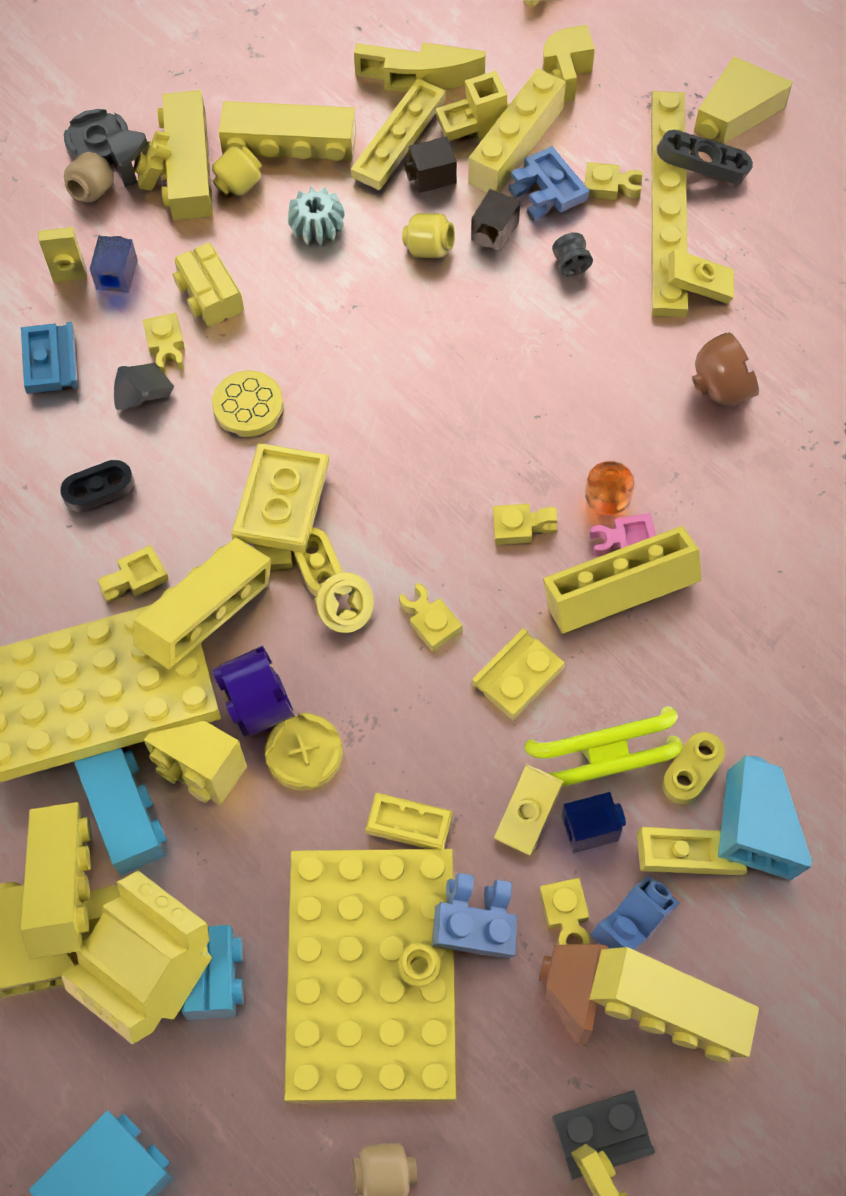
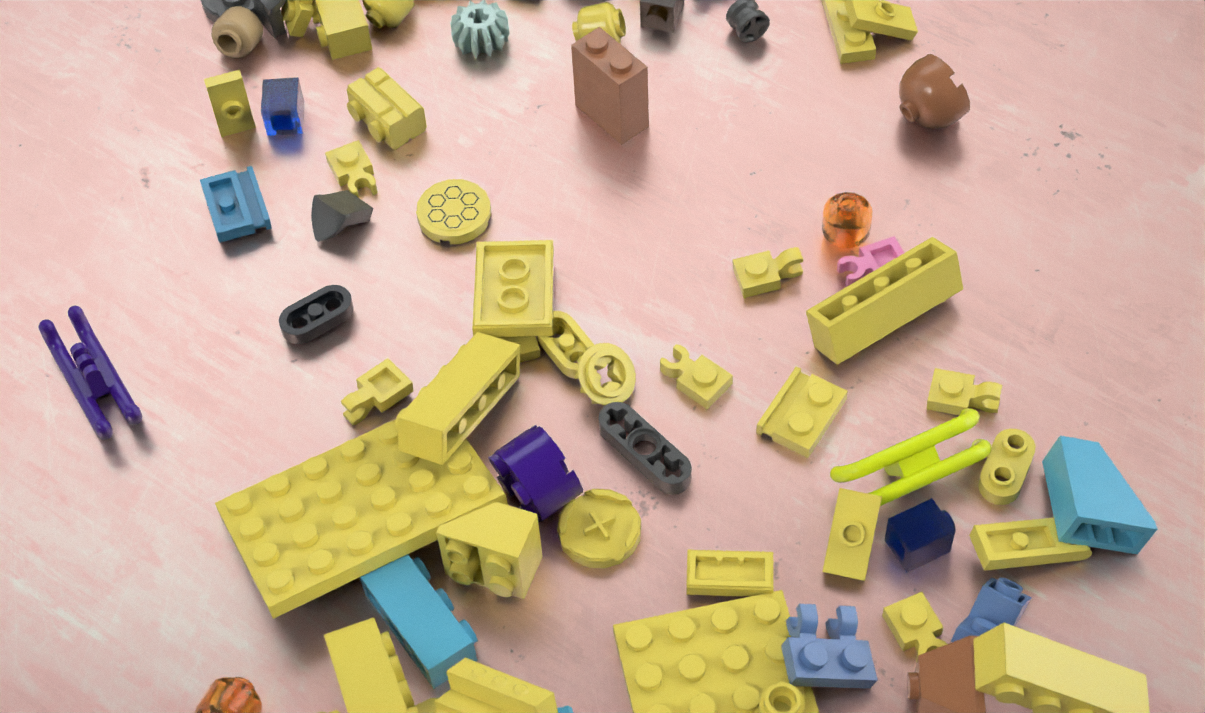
camera: 10 degrees left, 10 degrees down
(368, 708) = (648, 464): none -> dark grey beam
(419, 305) = (610, 85): none -> nougat brick
(666, 683) = (956, 391): none -> light yellow plate

